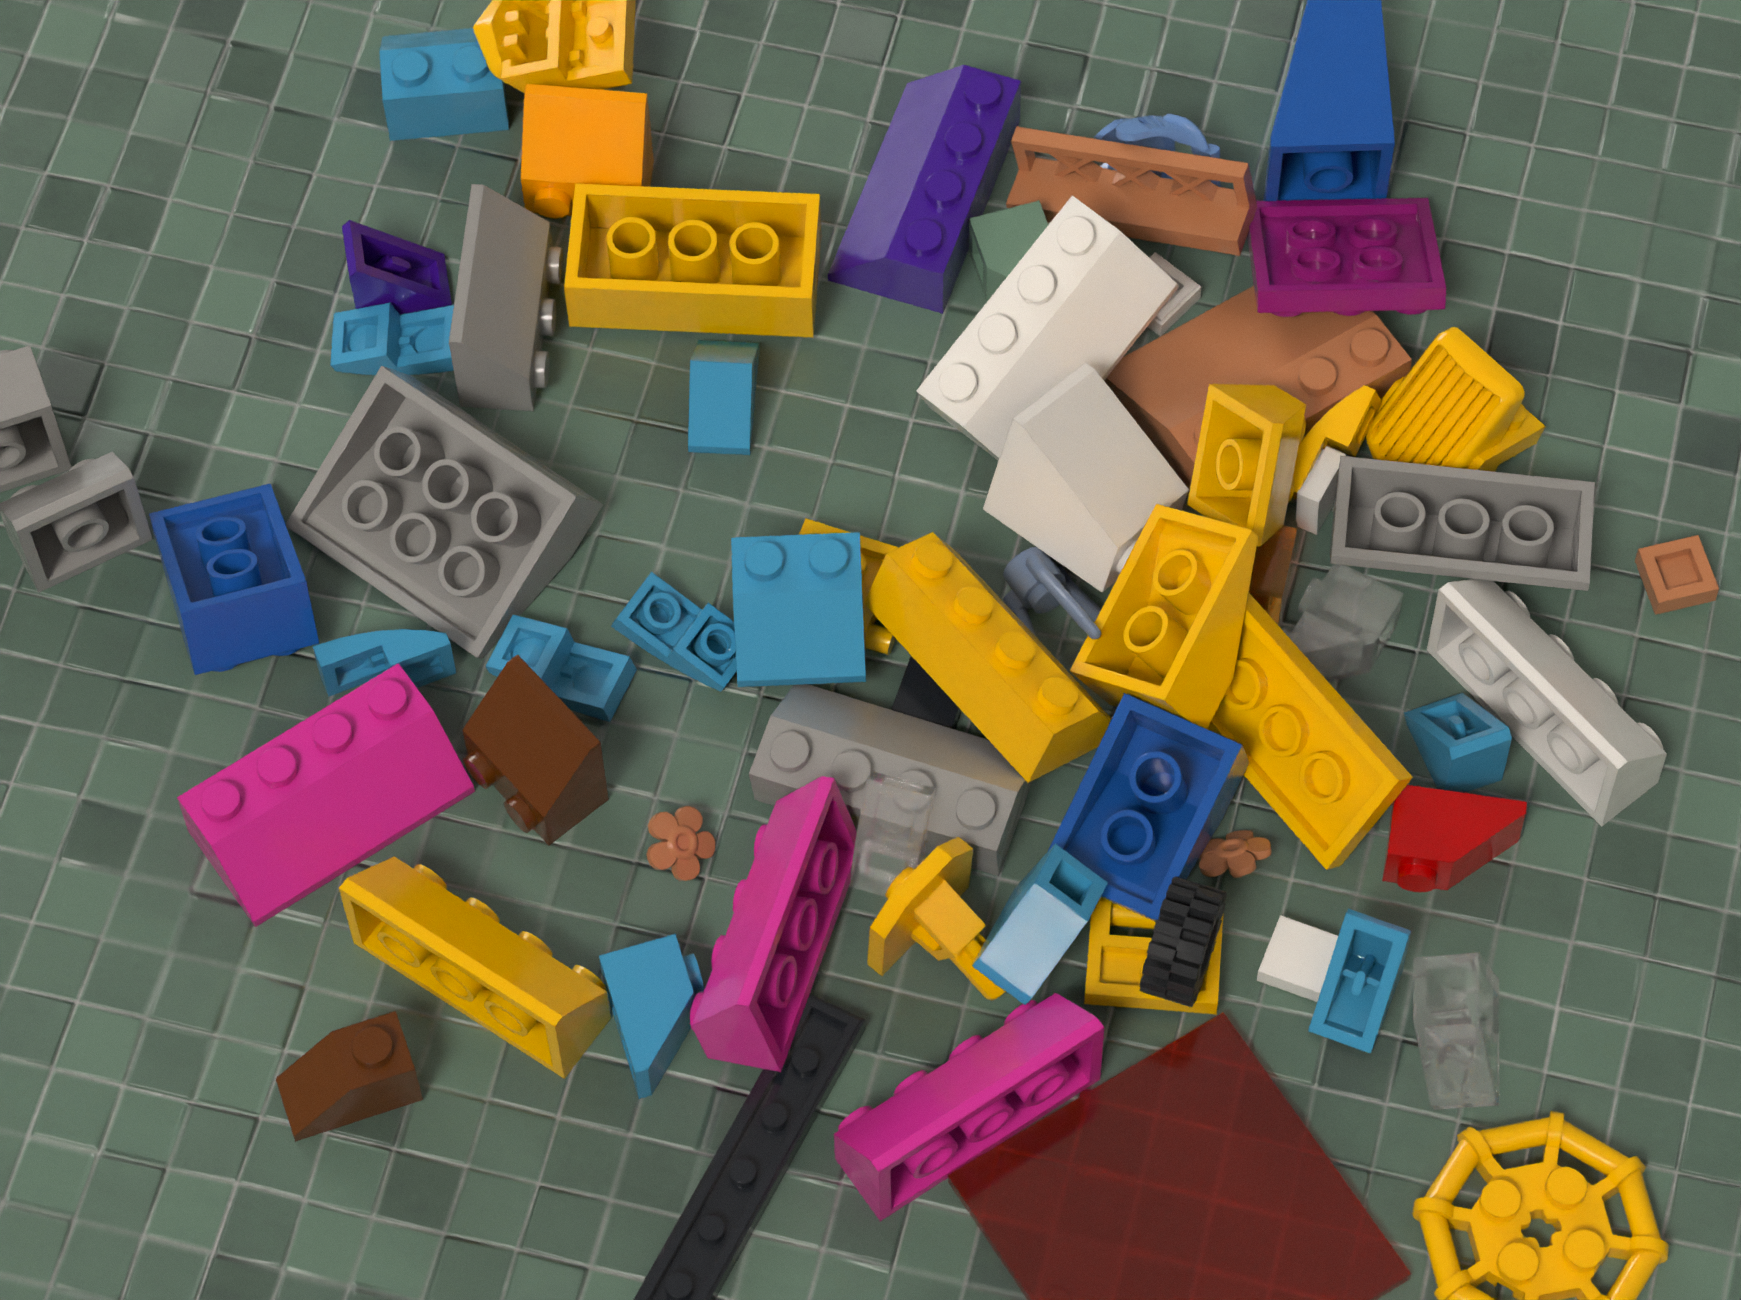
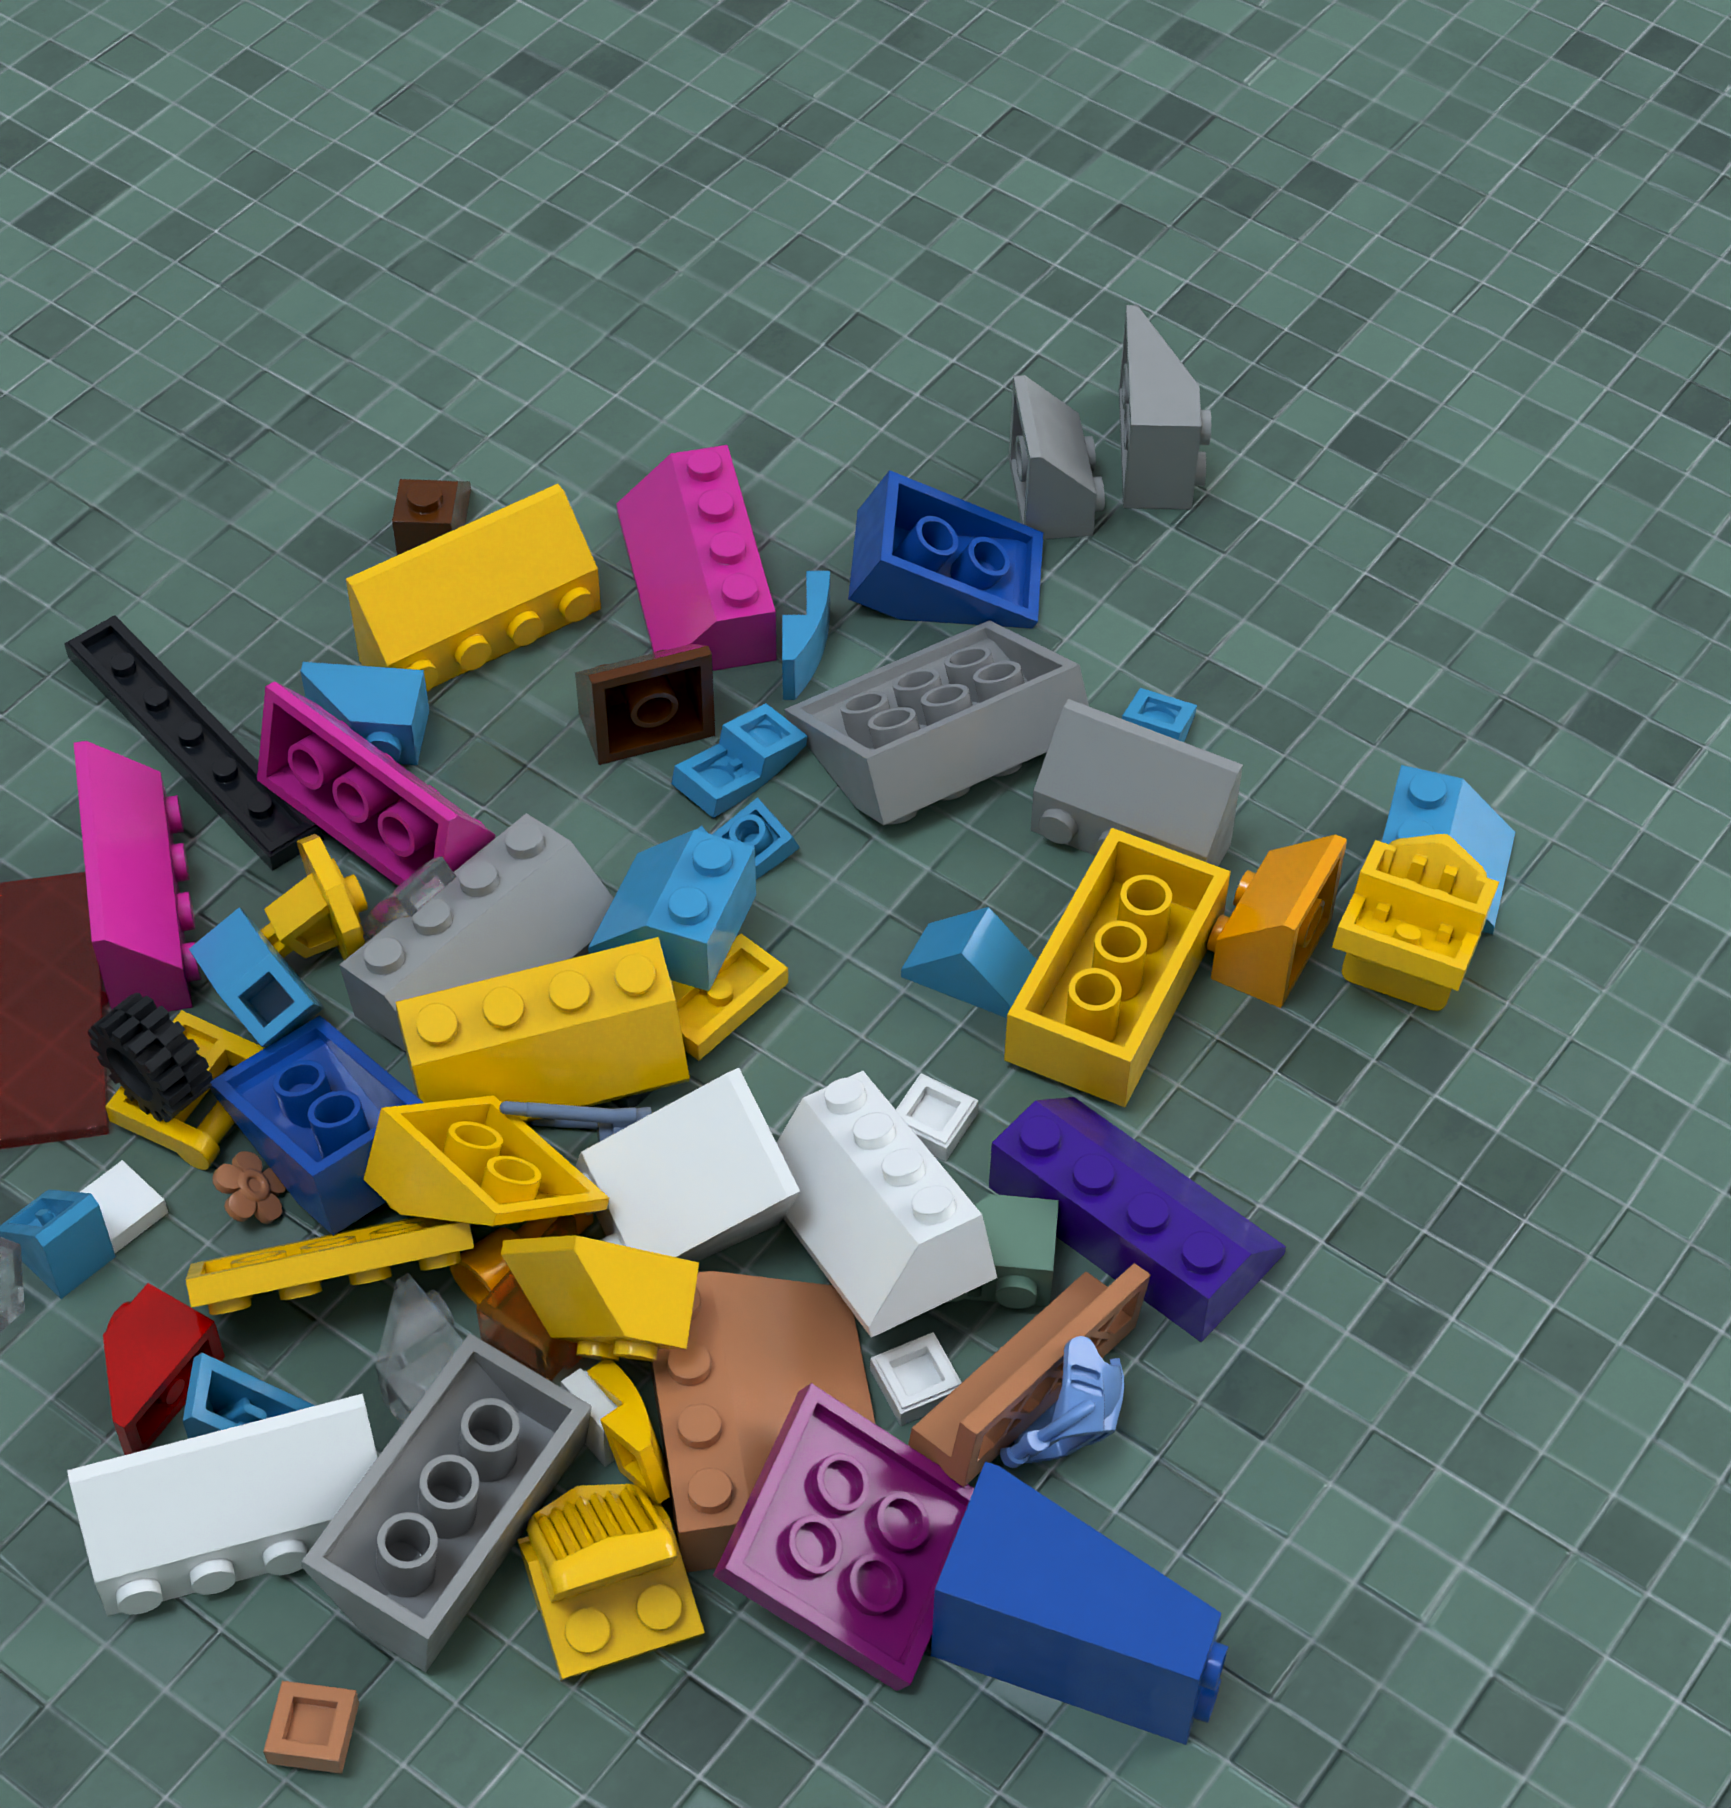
camera: 110 degrees right, 10 degrees down
(394, 271) = (1221, 718): dark purple slope -> none
(680, 842) = (516, 784): nougat plant -> none
(896, 369) = (937, 1114): none -> white tile

